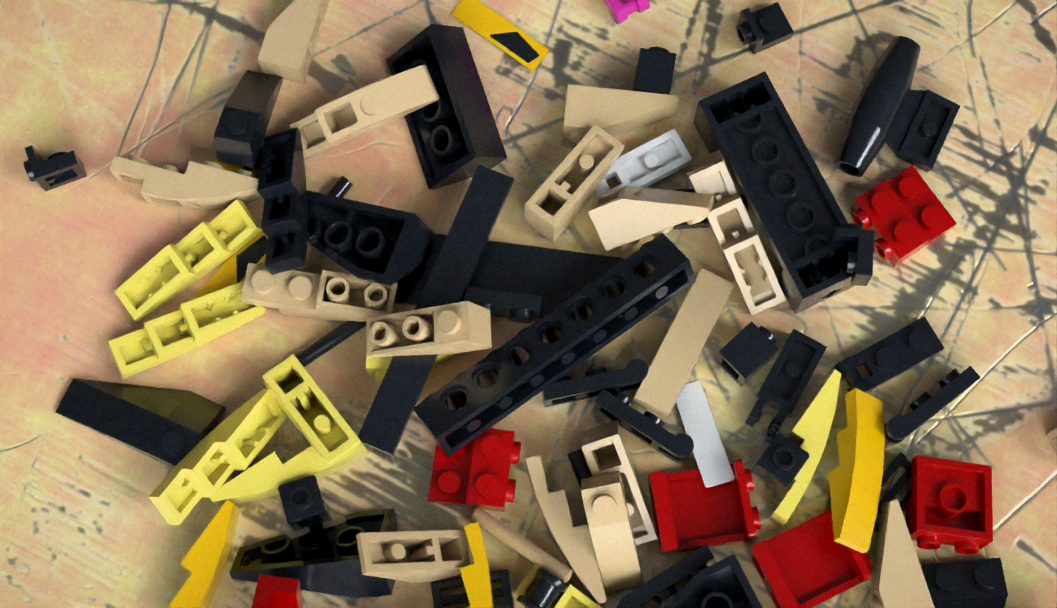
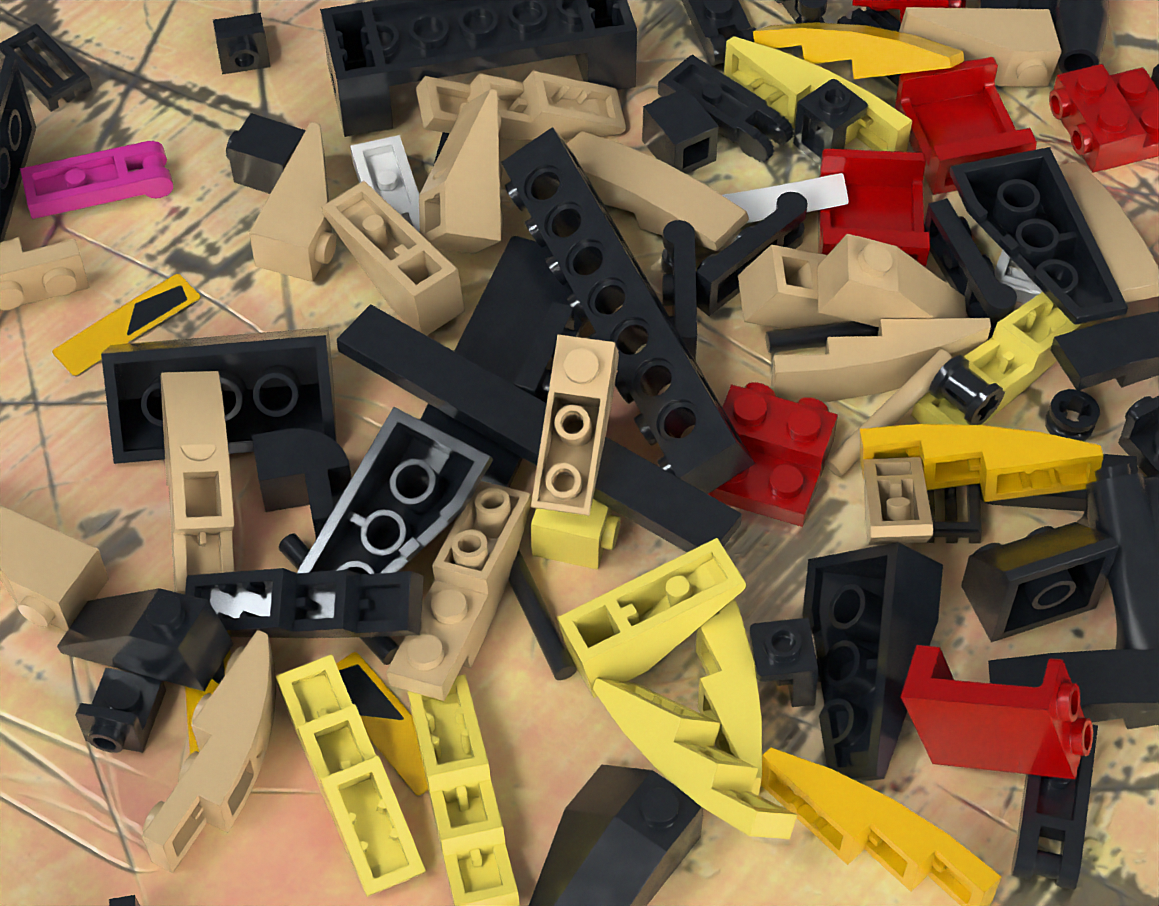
camera: 80 degrees left, 20 degrees down
(200, 118) = (121, 711): none -> black bracket
(395, 176) = (301, 470): none -> black brick

